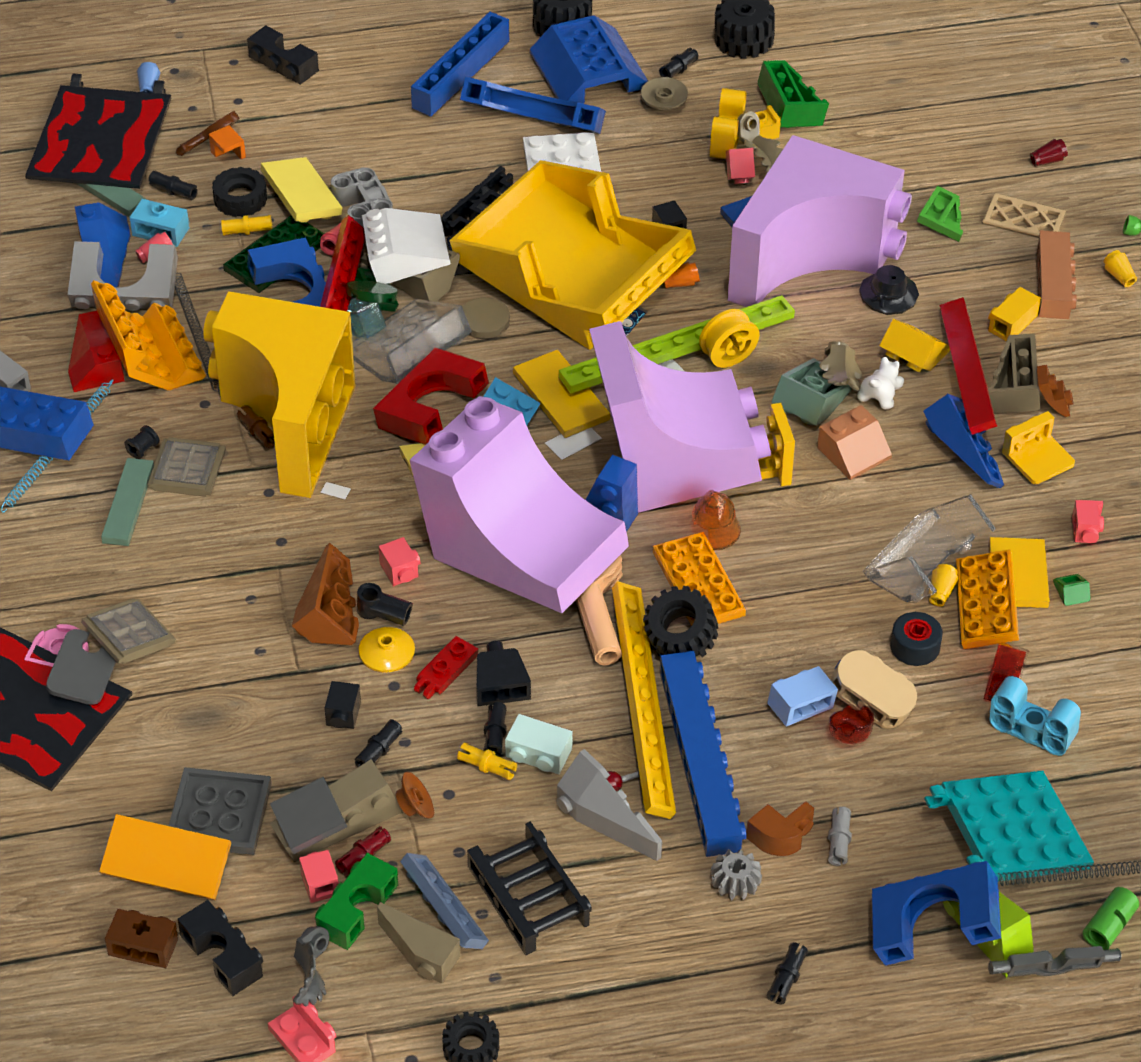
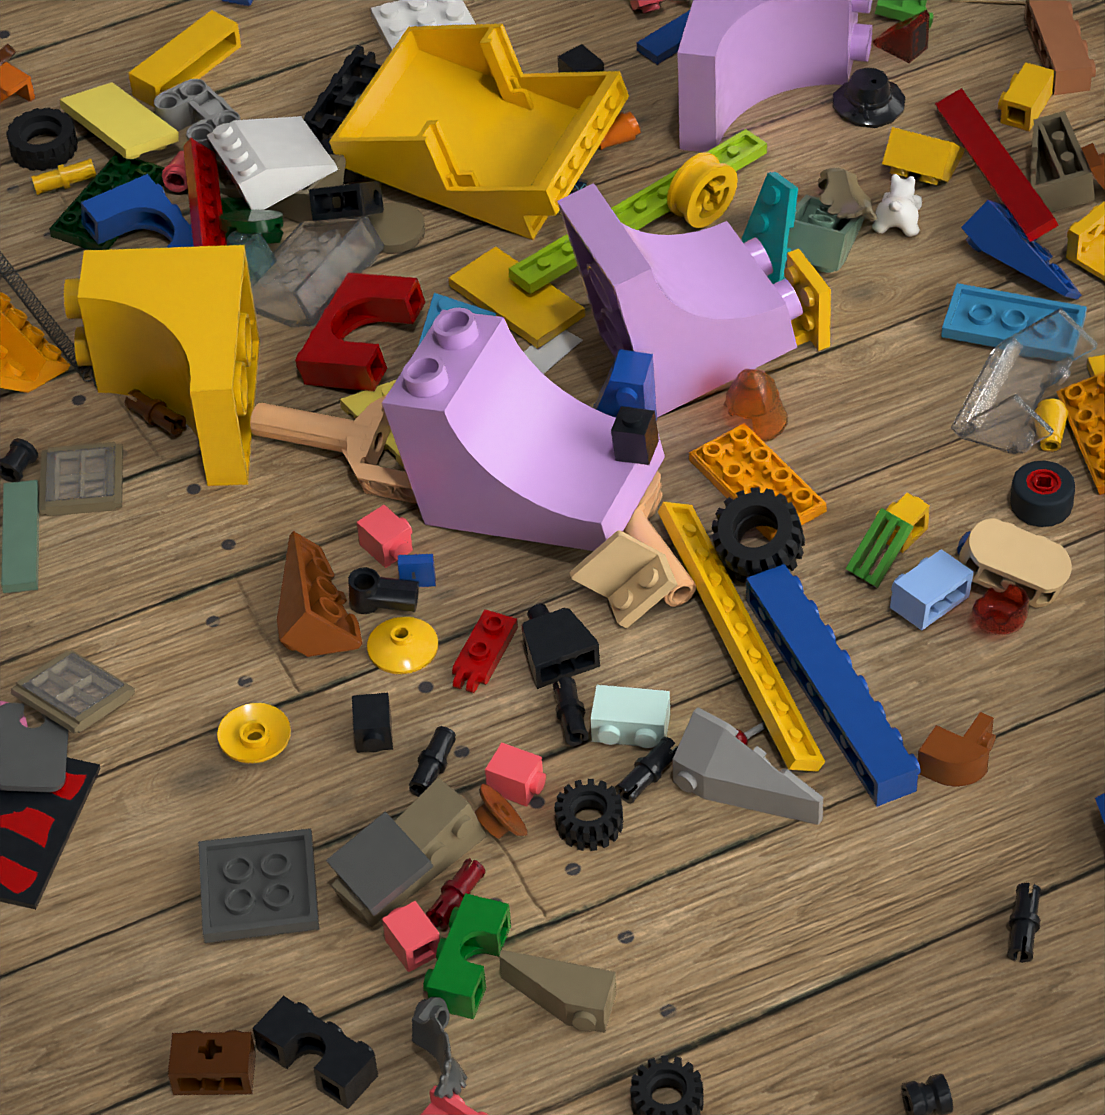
camera: 10 degrees left, 0 degrees up
(165, 857) = (211, 956): light orange tile -> none
(248, 685) = (251, 722): none -> yellow dish
(335, 490) = (281, 469): white sticker -> none
(368, 148) = (186, 56): none -> yellow brick
(393, 476) = (357, 439): none -> light nougat piece
(414, 592) = (417, 568): none -> blue tile
(436, 769) = (515, 774): none -> coral brick
(444, 901) = (570, 926): sand blue plate -> none
(461, 292) = (356, 200): none -> black torso
(482, 826) = (593, 831): none -> black tyre
(487, 761) = (573, 751): yellow pin -> none
(512, 909) = (664, 922): black fence -> none
(537, 789) = (647, 770): none -> black pin
(569, 631) = (627, 574): none -> tan bracket
(602, 525) = (635, 435): none -> black brick
(736, 874) = (923, 818): light grey gear -> none
(769, 651) = (869, 540): none -> bright green tile
(771, 376) = (772, 219): none -> teal wing
(799, 637) = (913, 511): none -> yellow brick
(839, 836) = (1031, 745): light grey pin -> none
(854, 442) = (889, 281): nougat slope -> none
(925, 486) = (993, 315): none -> dark azure plate
(934, 247) = (906, 38): none -> clear red slope

